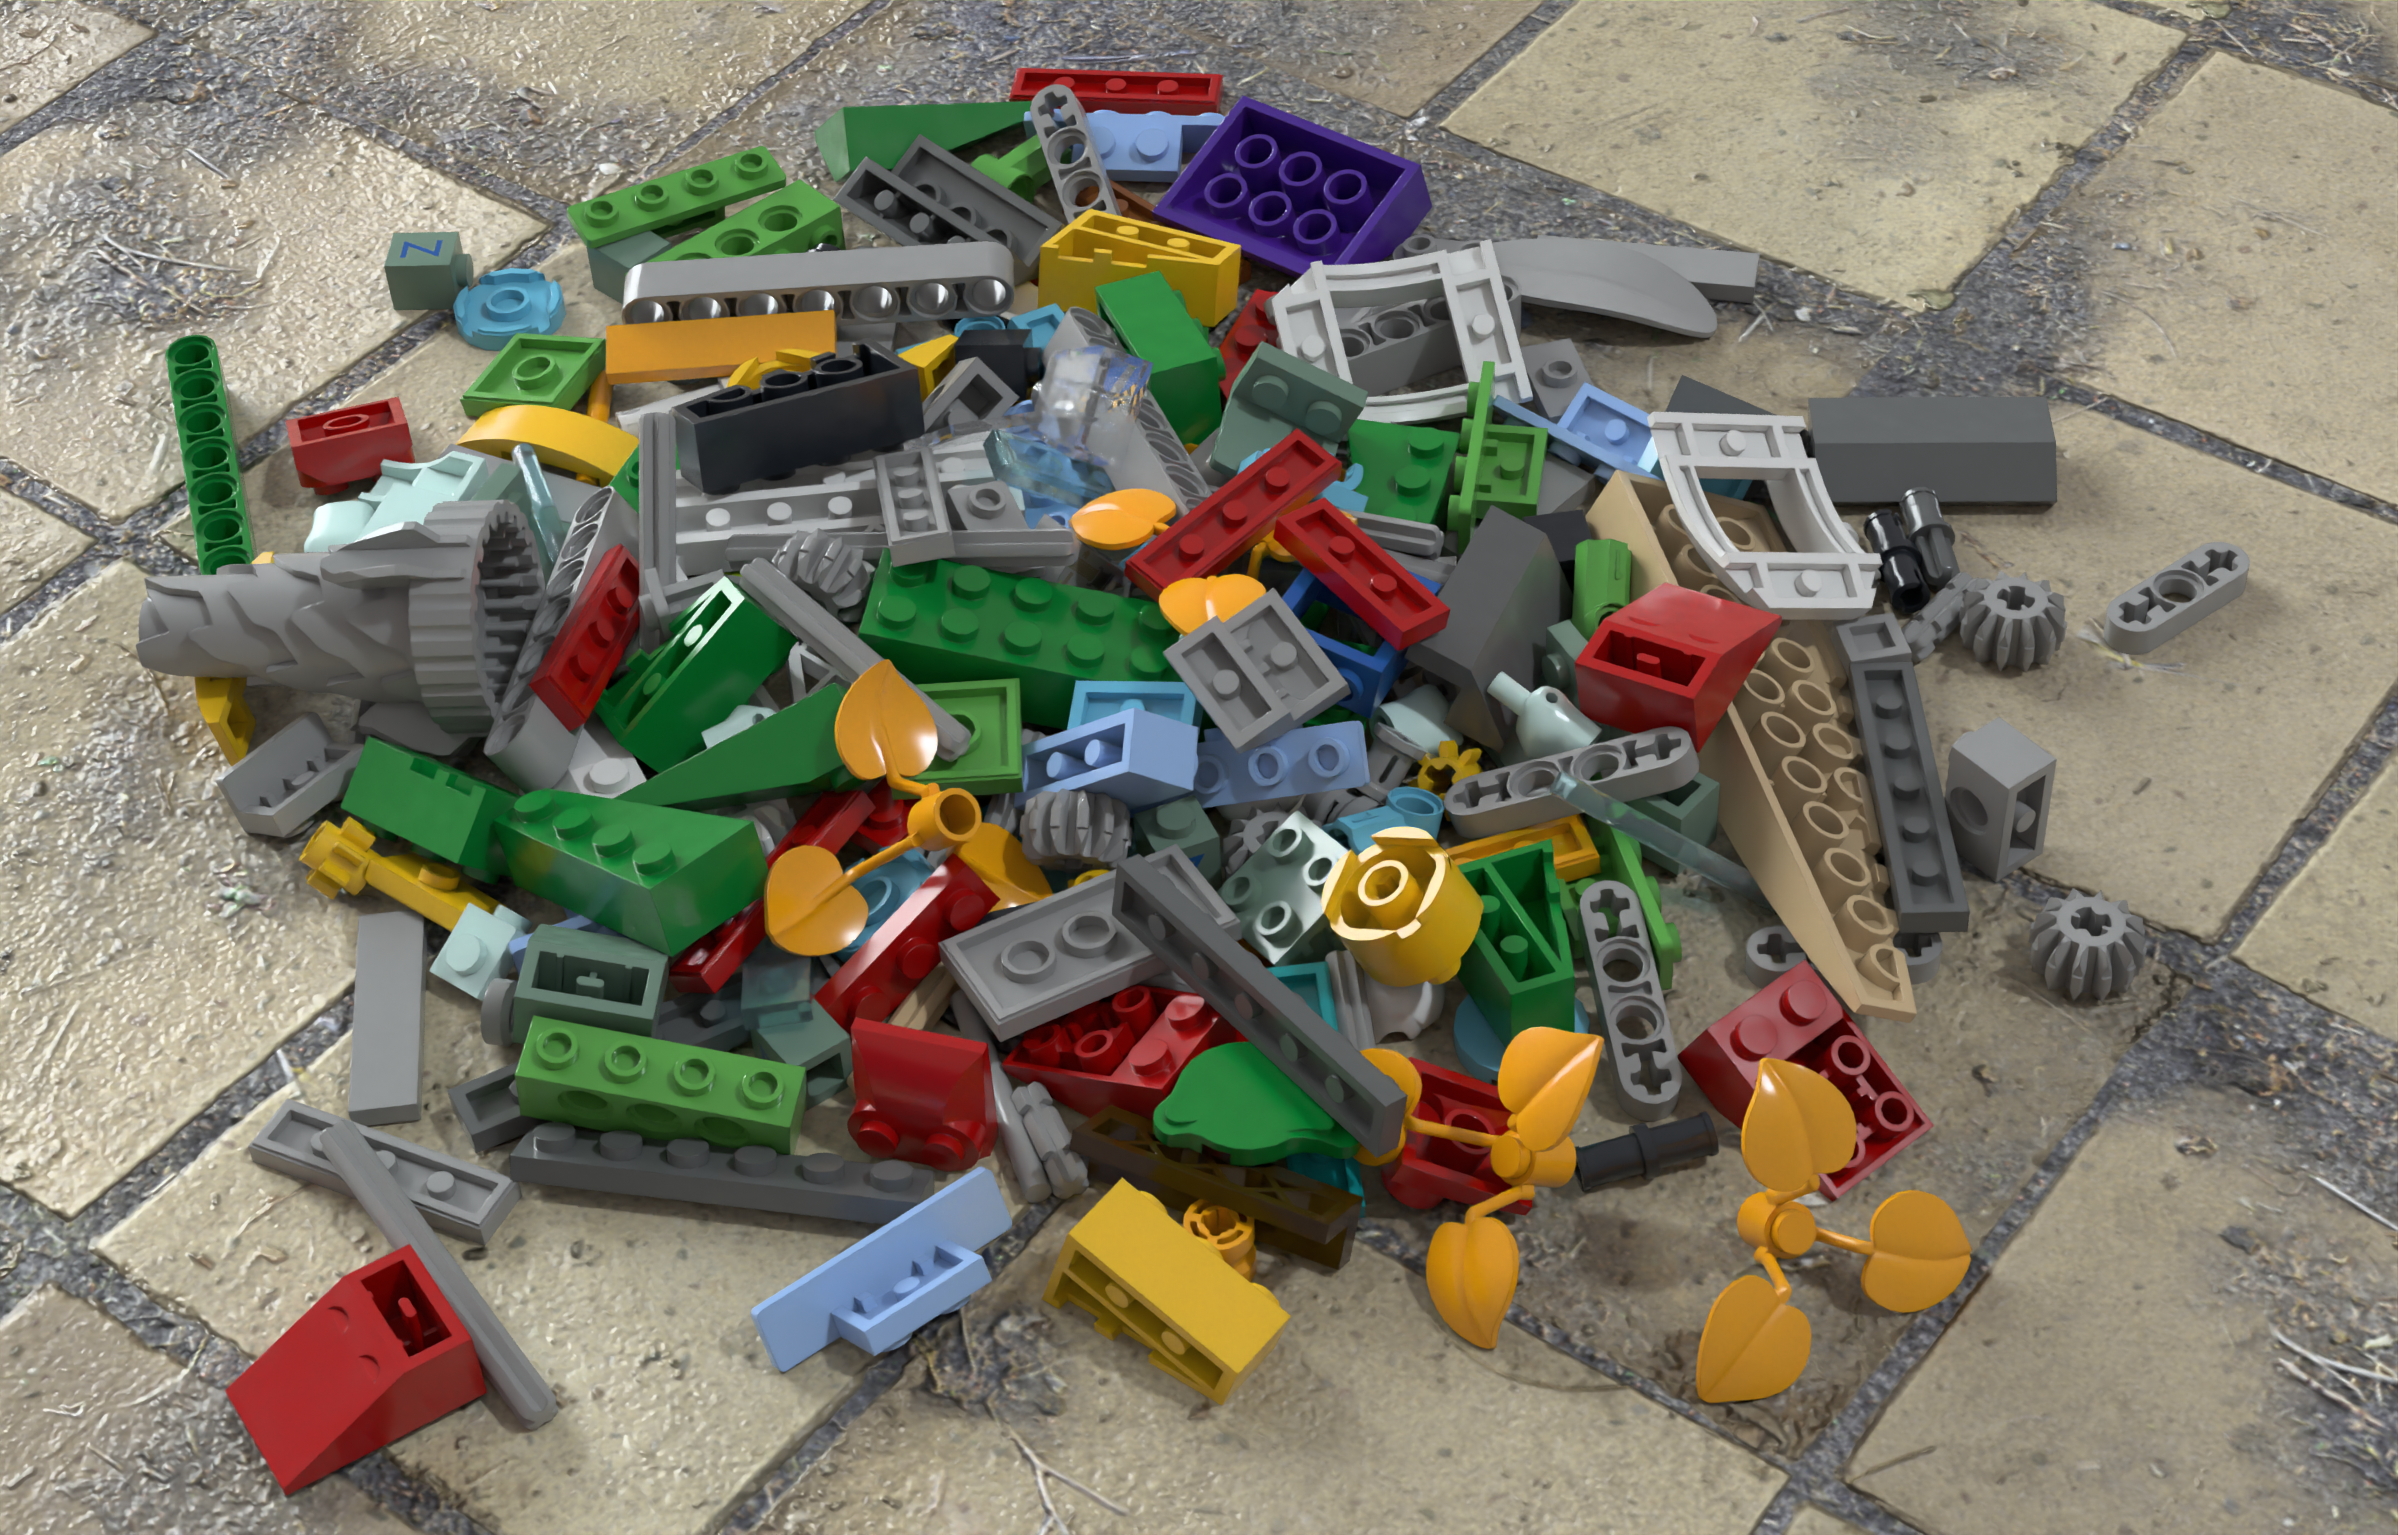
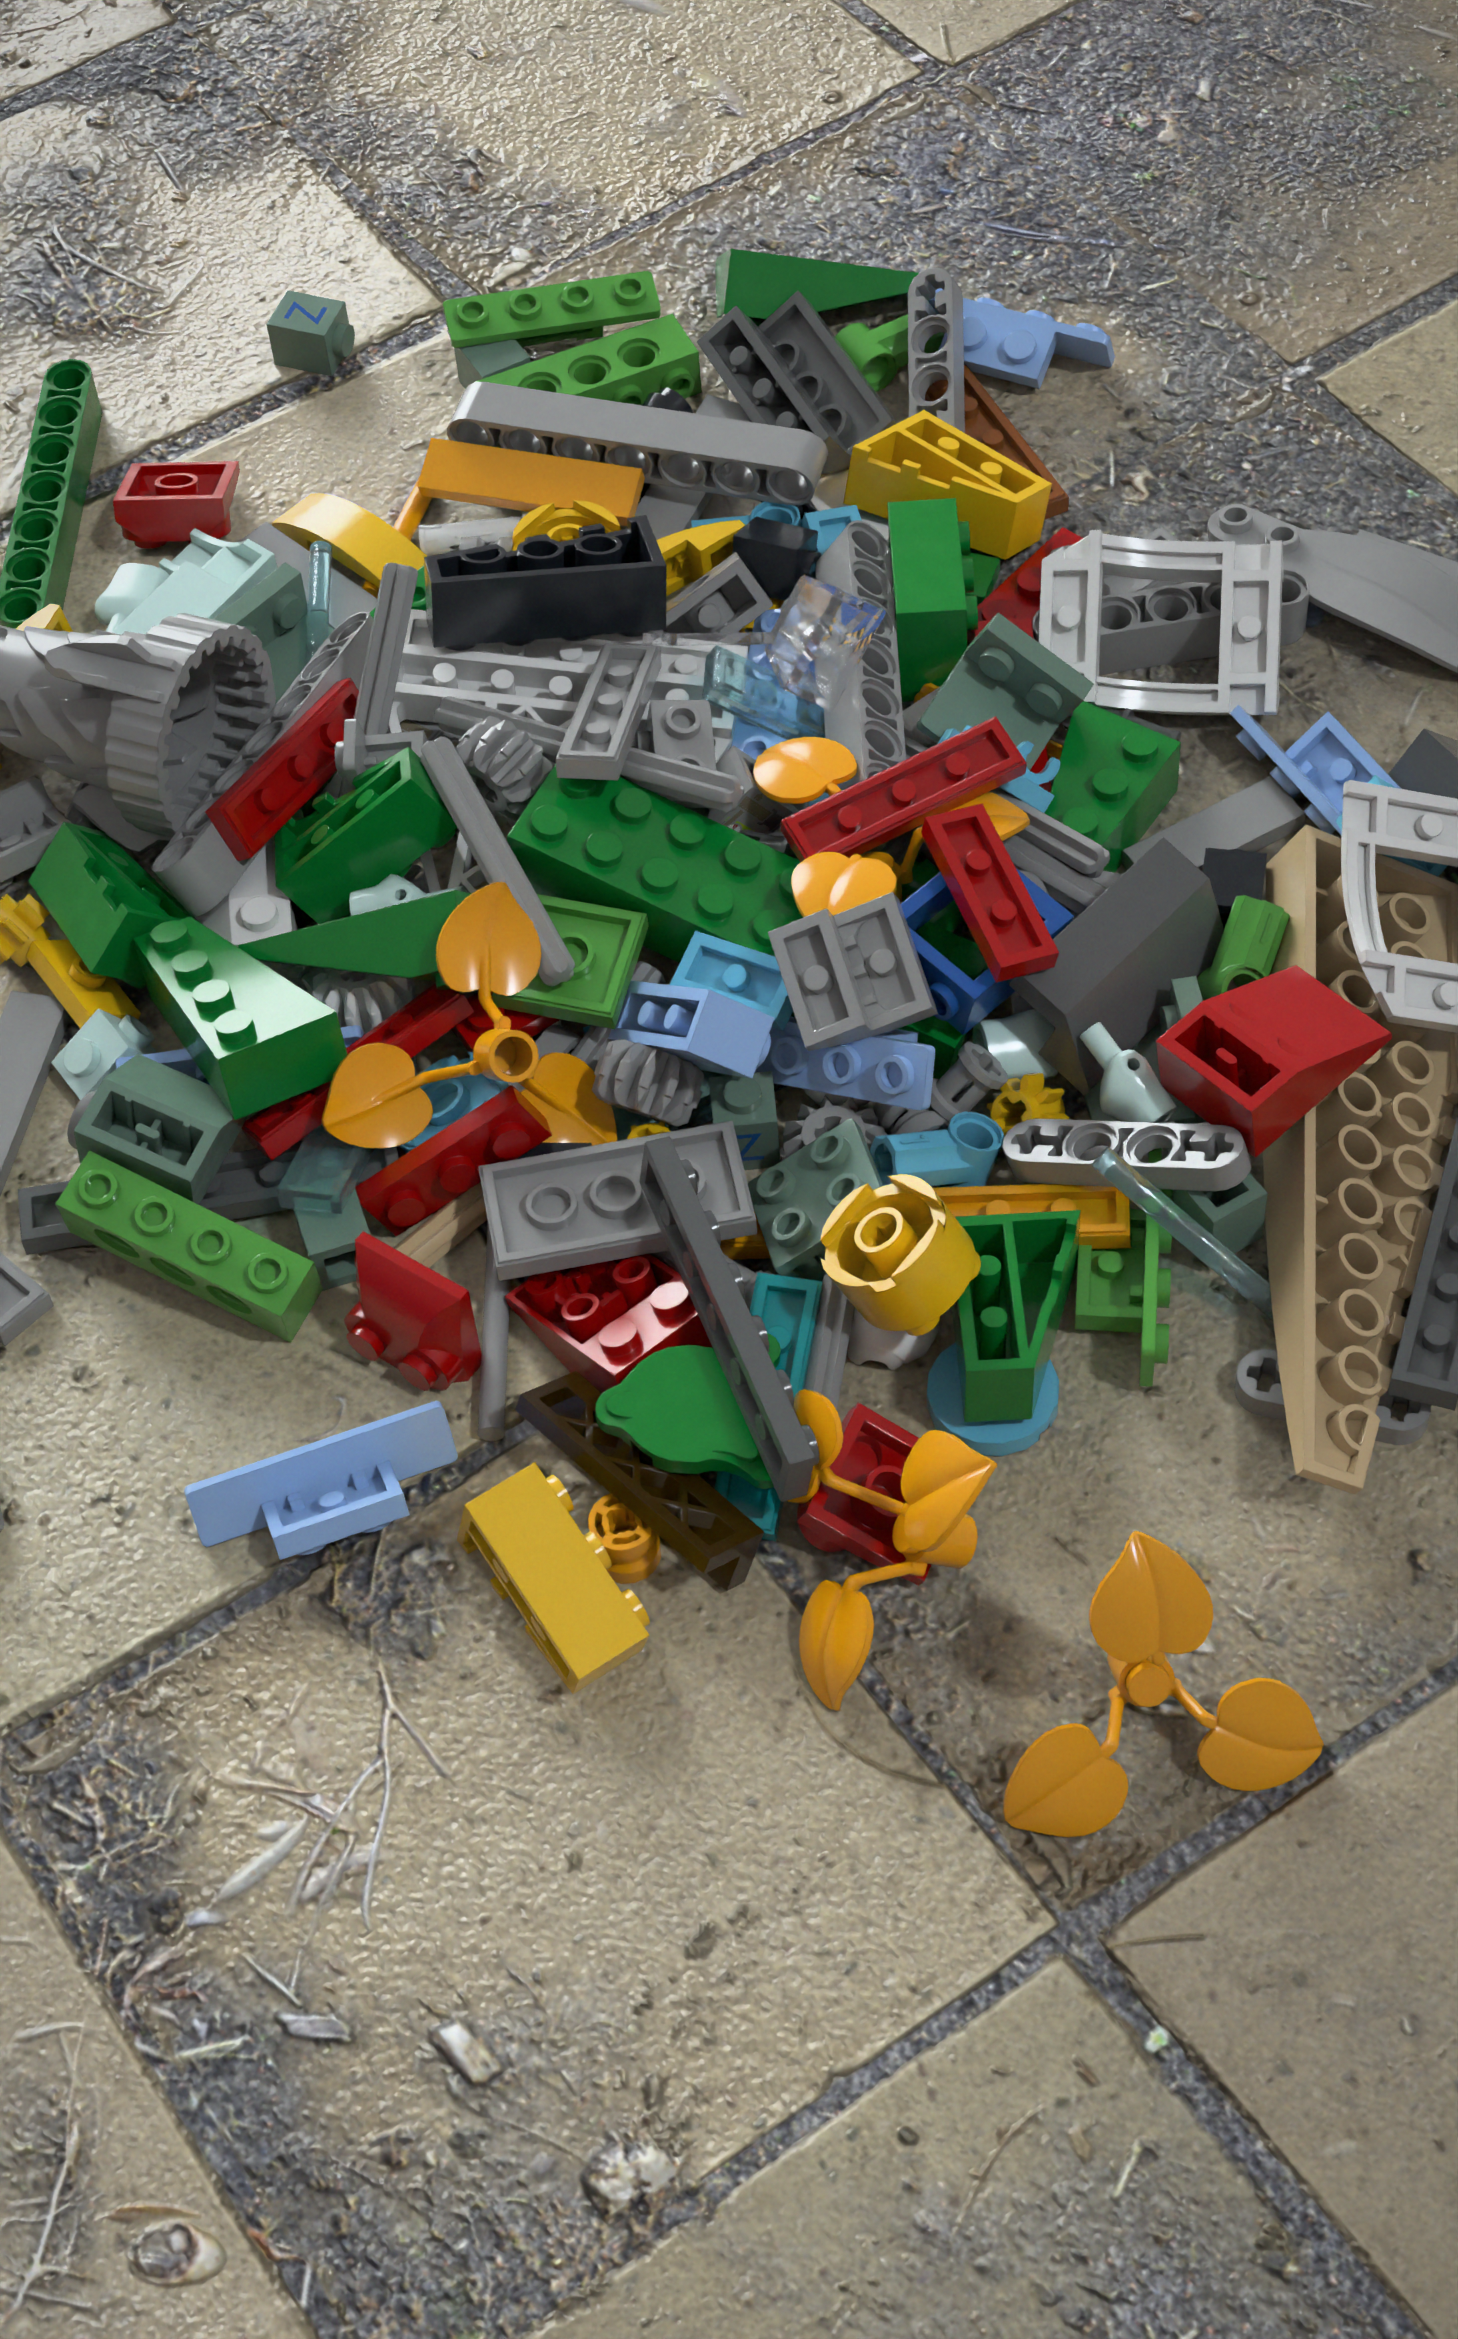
camera: 20 degrees right, 10 degrees up
(506, 305) = (373, 389): medium azure tile -> none
(537, 372) = (366, 466): bright green tile -> none
(719, 1175) = (221, 1339): dark grey plate -> none
(1051, 1140) = (519, 1375): light grey axle -> none
(1126, 90) = (1022, 277): red tile -> none
(1295, 192) = (1134, 437): dark purple slope -> none
(1501, 464) = (1208, 783): bright green bracket -> none
(1554, 376) = (1311, 689): light grey plate -> none
(1633, 998) = (1102, 1391): light grey beam -> none
(1645, 1151) = (1050, 1552): black pin -> none
(1807, 1026) = (1240, 1524): red slope -> none

